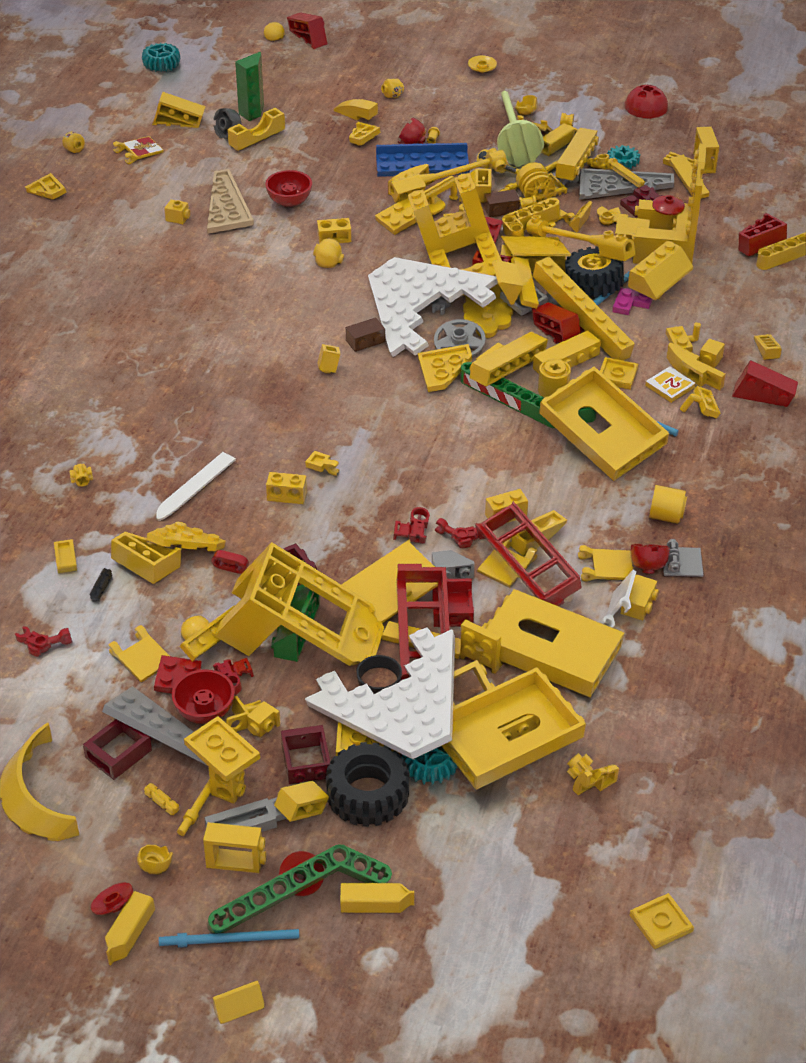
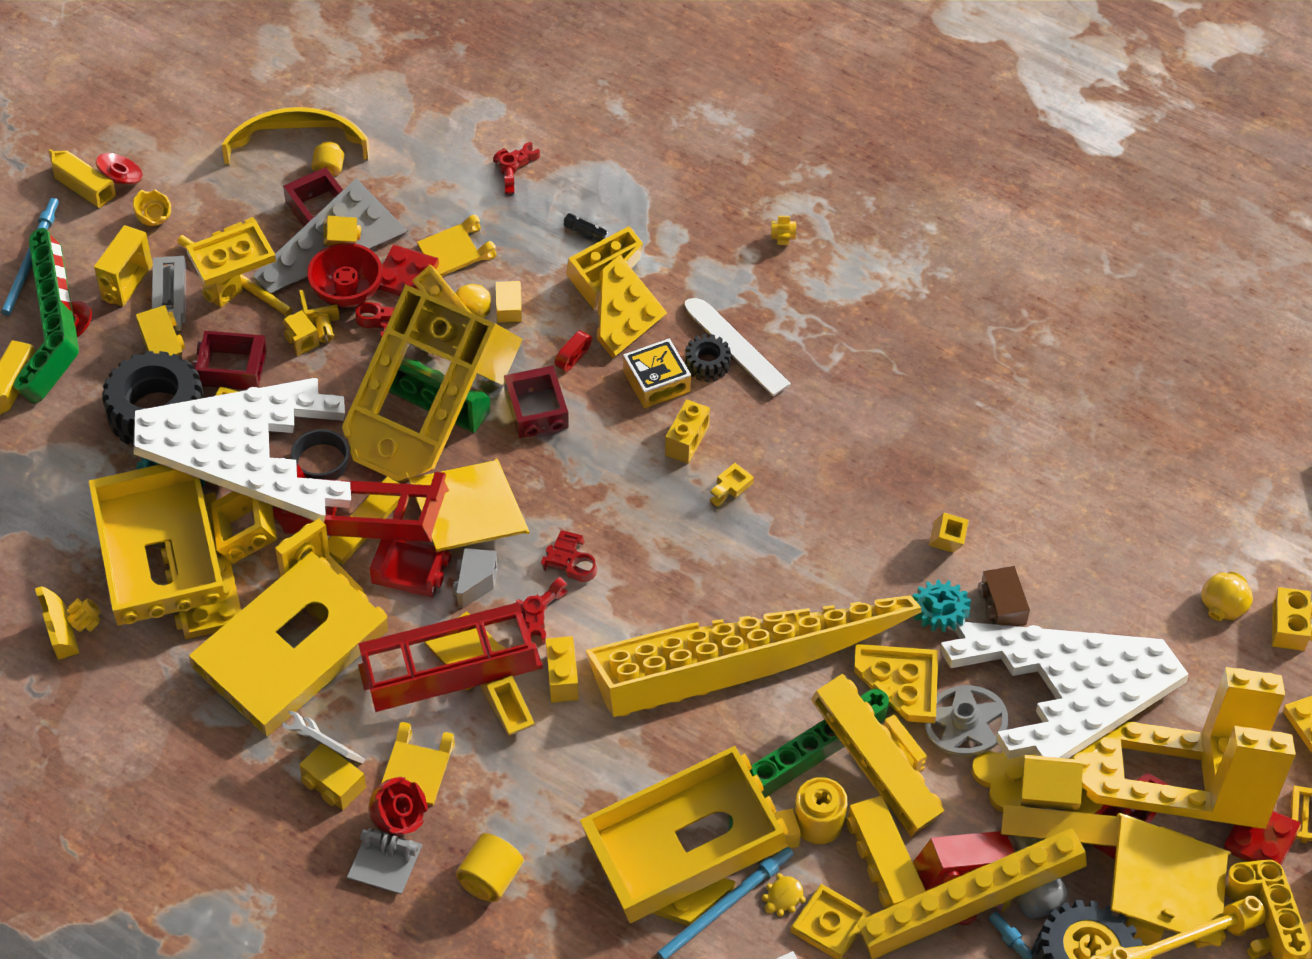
camera: 105 degrees right, 10 degrees up
(65, 556) = (649, 204): yellow tile -> none
(67, 754) = (328, 156): none -> yellow head
(162, 705) = (340, 230): none -> yellow brick
(192, 607) = (508, 301): none -> yellow slope
(213, 486) = (710, 346): none -> black tyre
(238, 513) = (656, 373): none -> piece
(383, 357) = (942, 605): none -> teal gear
(456, 440) = (703, 659): none -> yellow wedge

